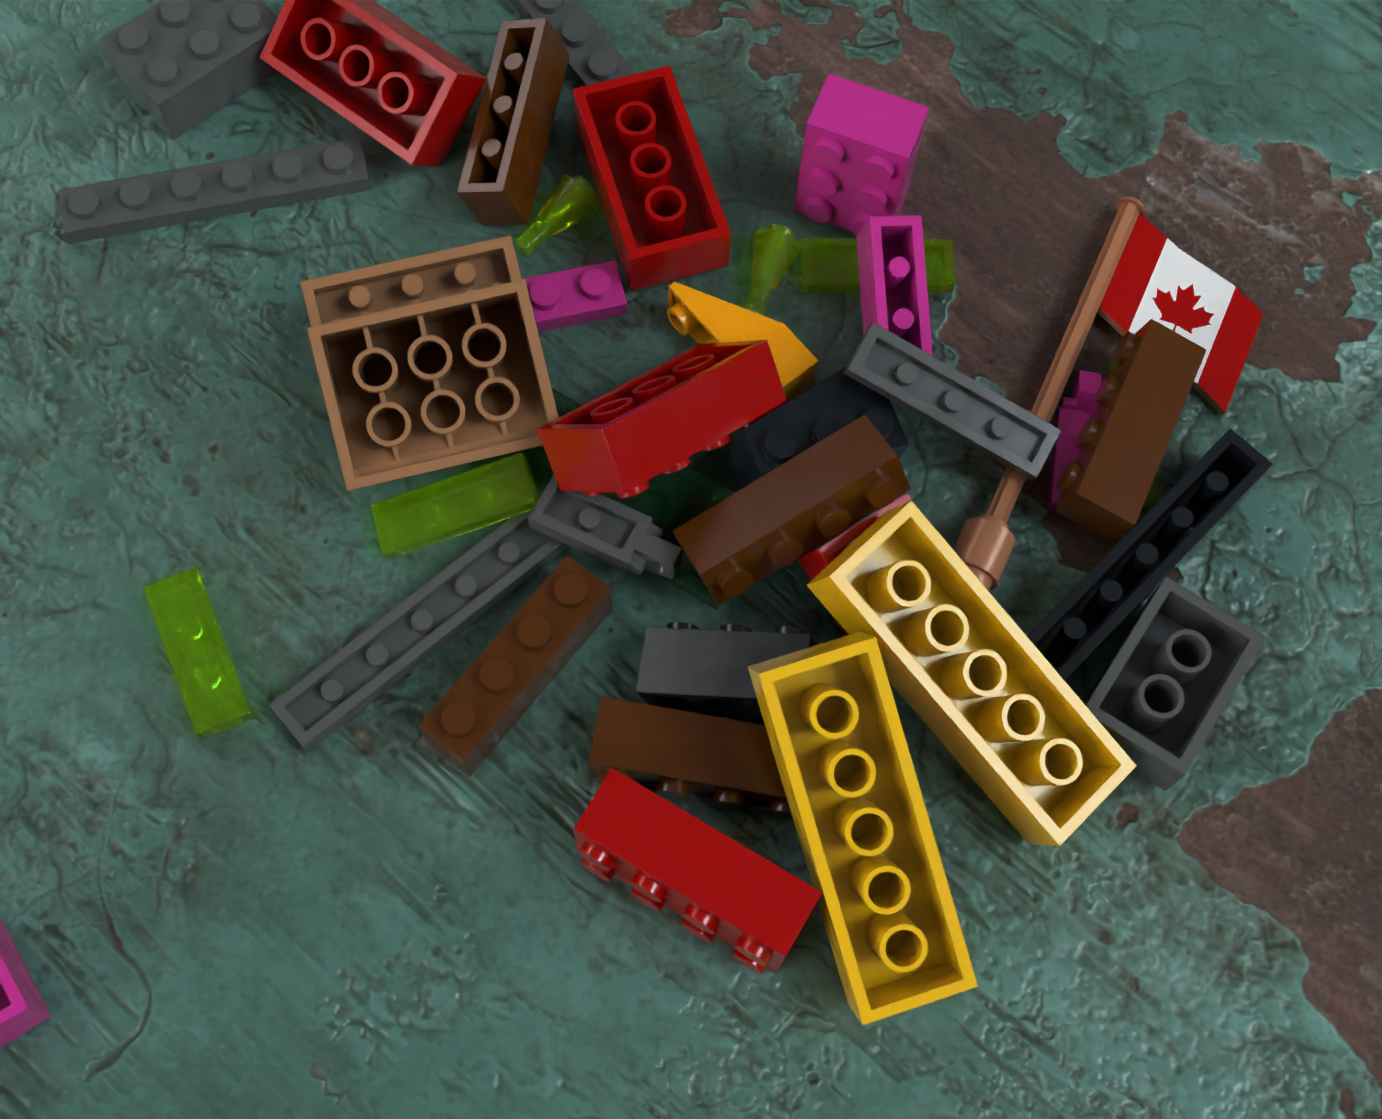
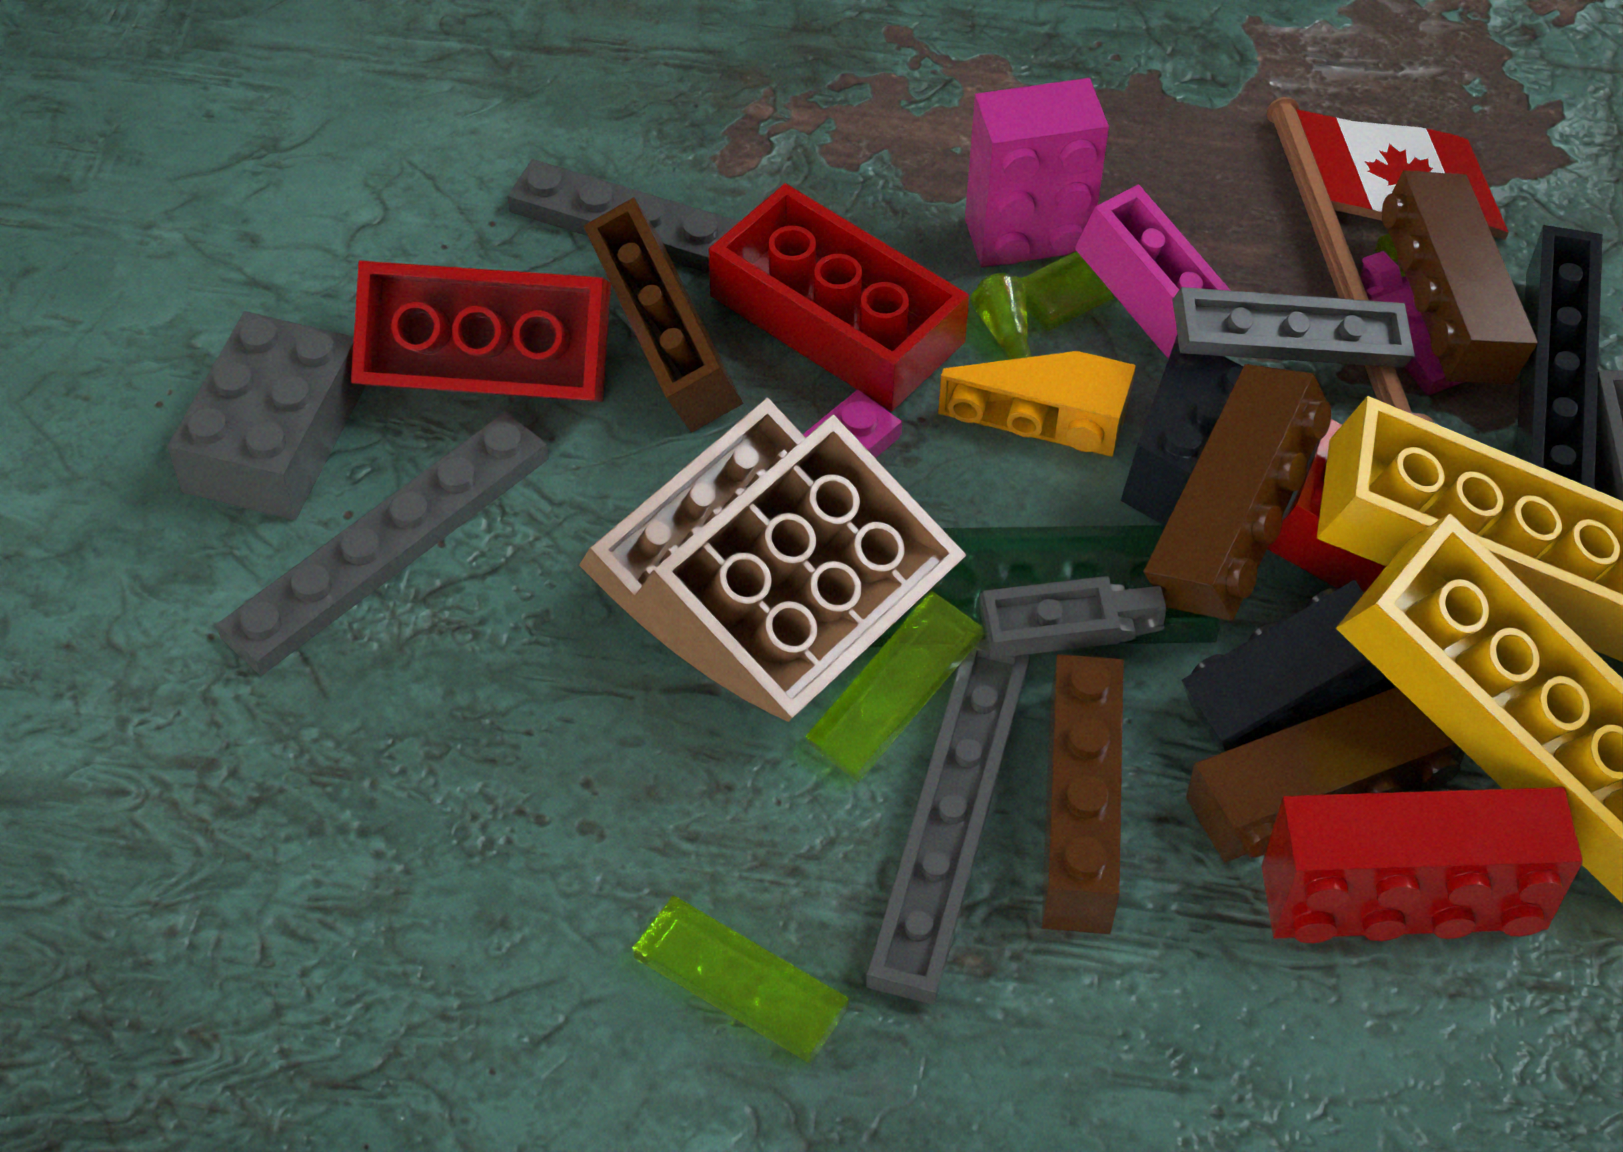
camera: 30 degrees left, 15 degrees down
(566, 206) = (769, 364): clear neon green cone -> none
(662, 418) = (1051, 478): red brick -> none

